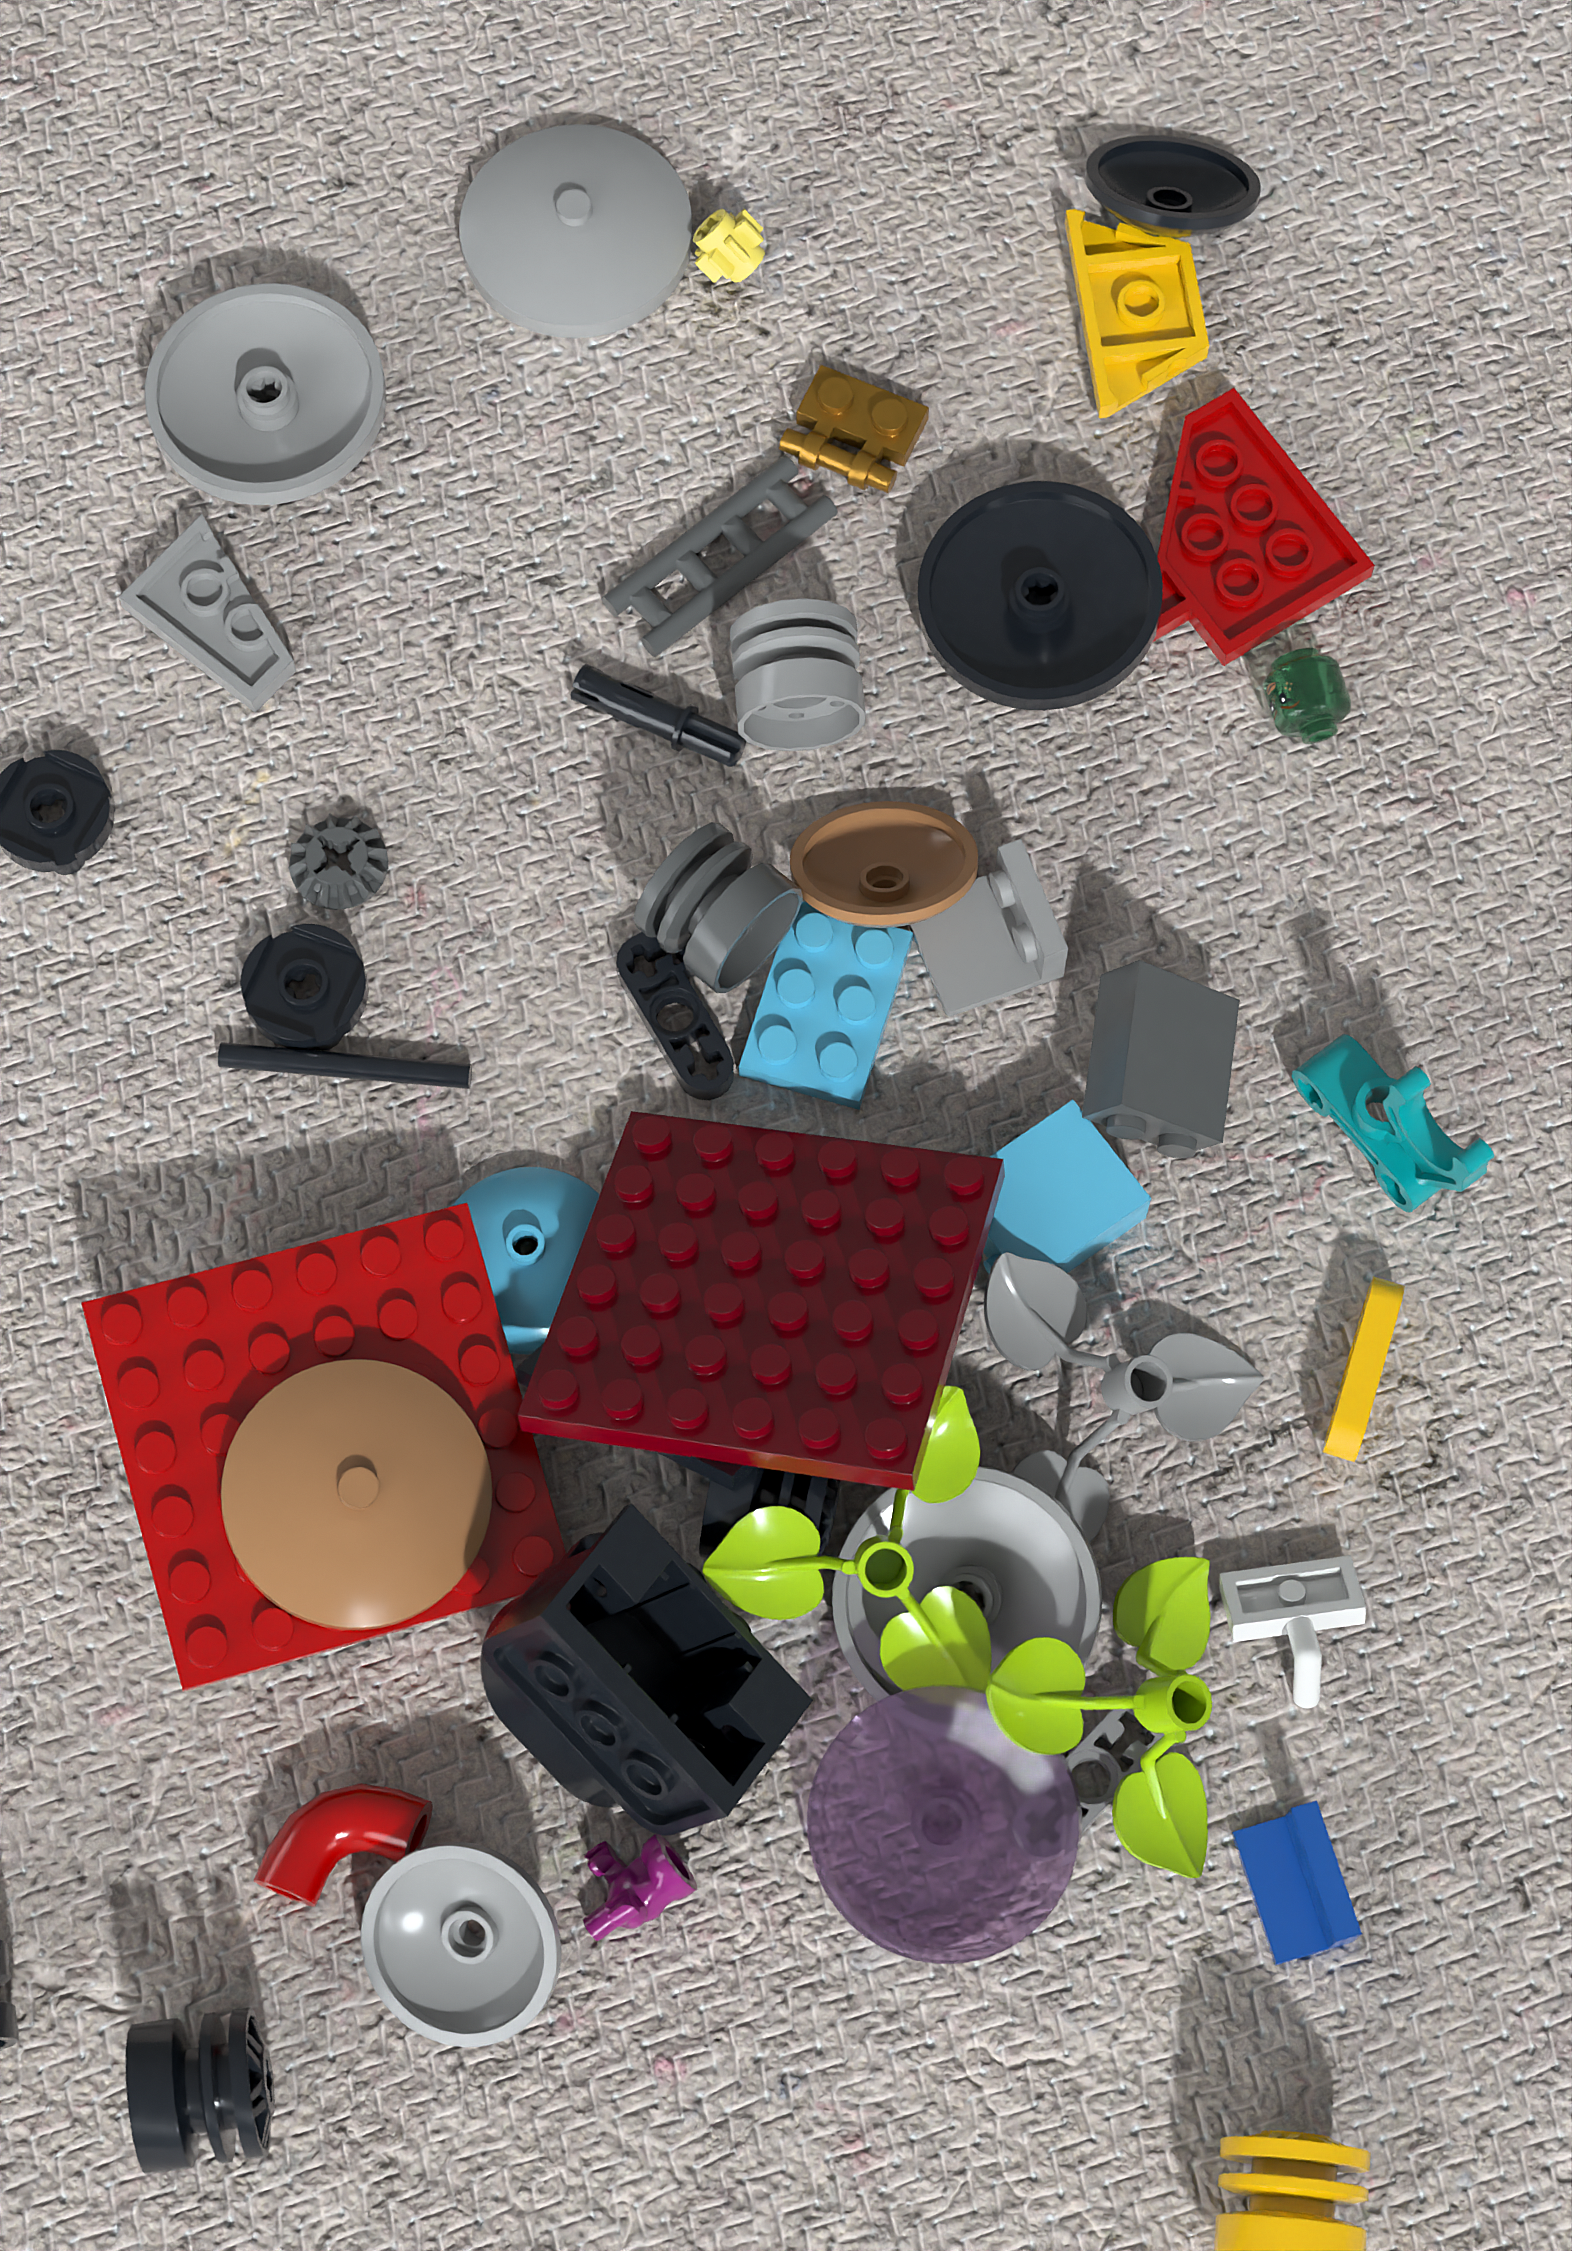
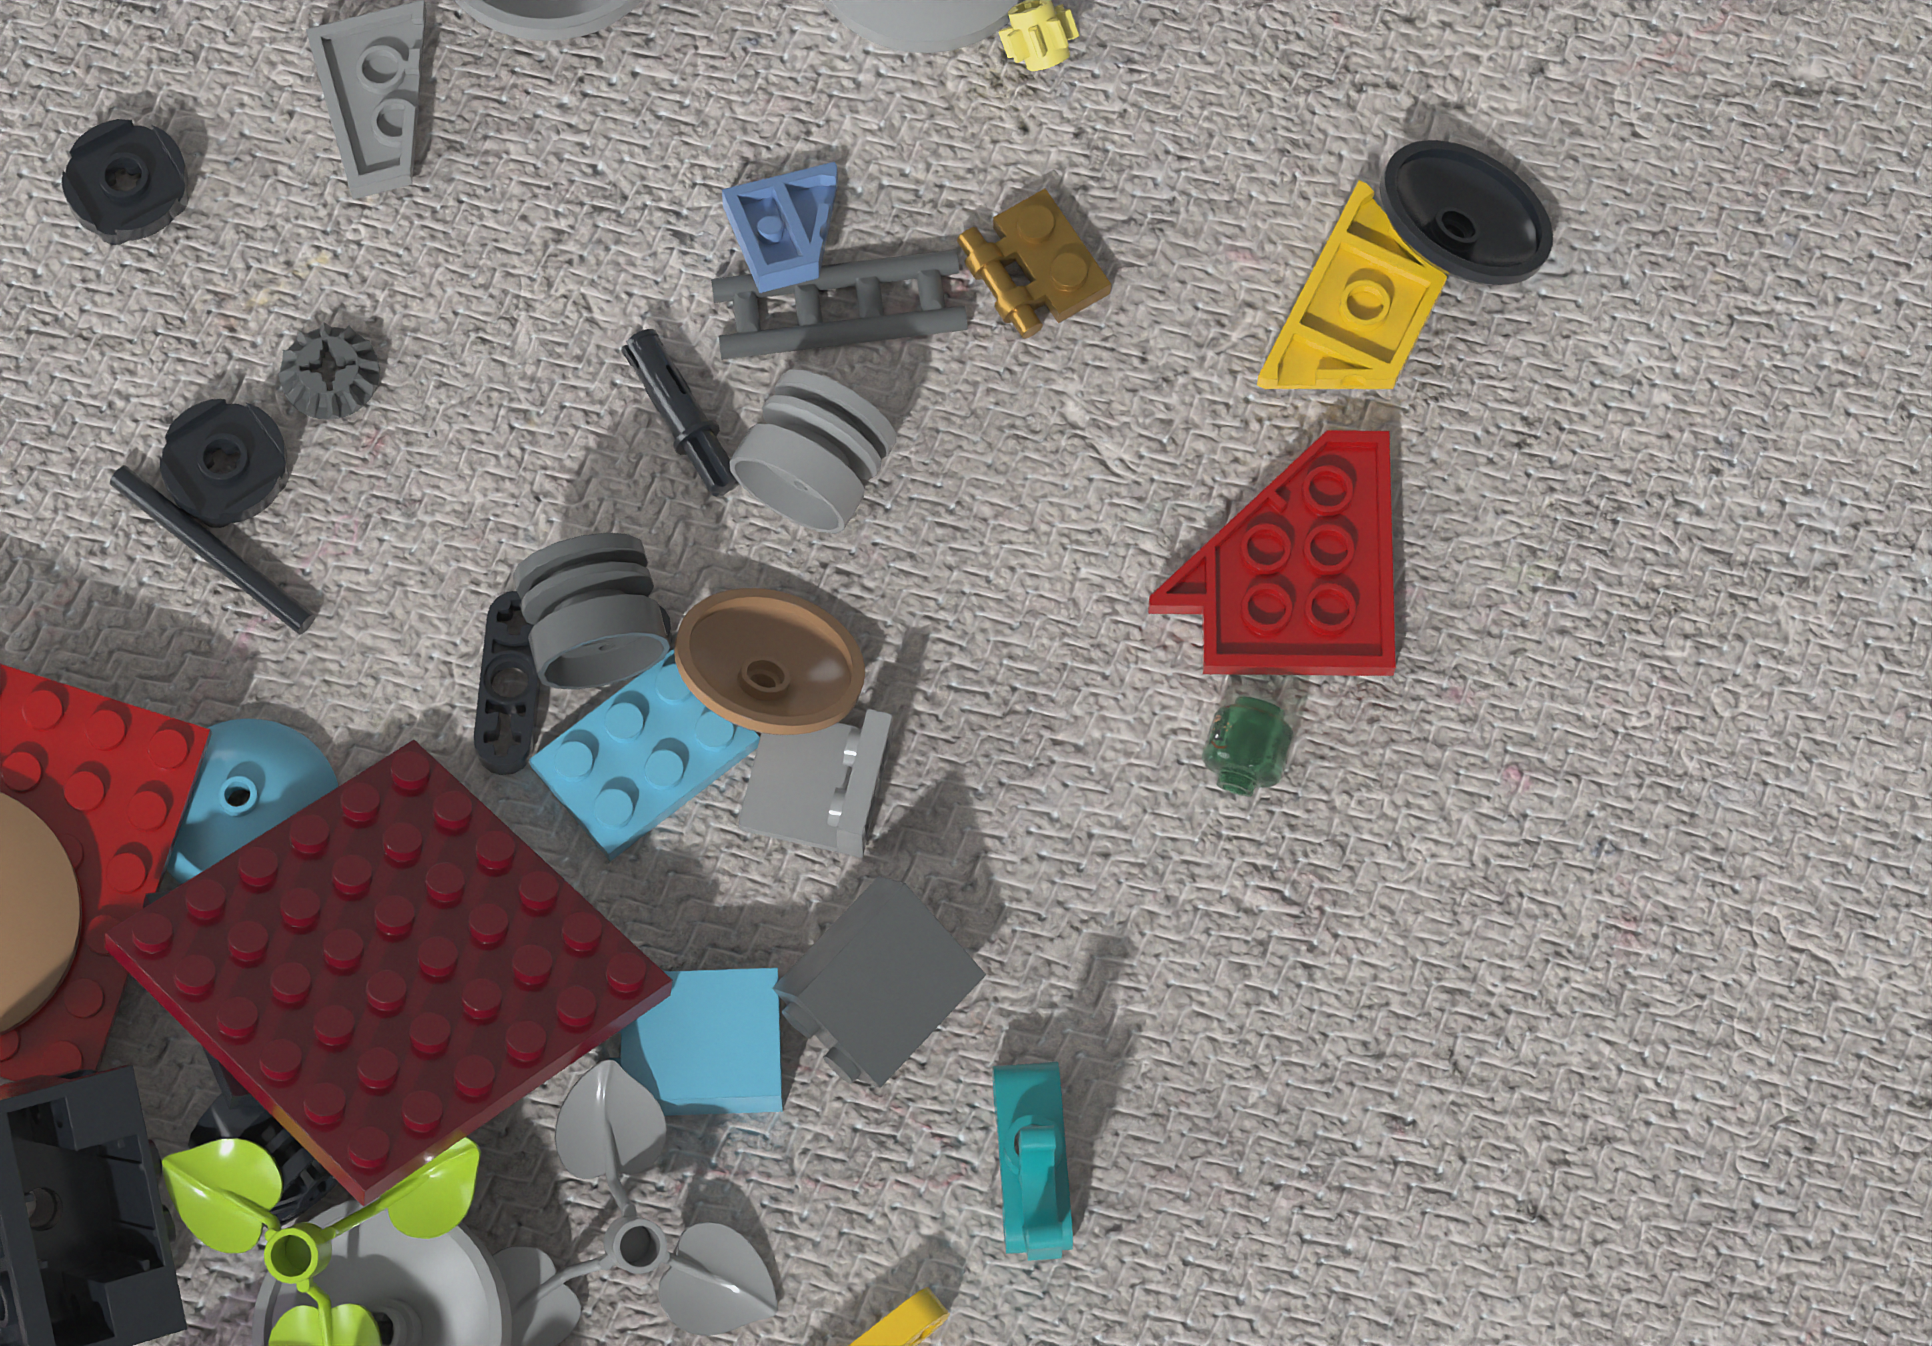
camera: 30 degrees right, 0 degrees up
(632, 517) = (783, 224): none -> medium blue wing
(1040, 595) = (1077, 511): black dish -> none

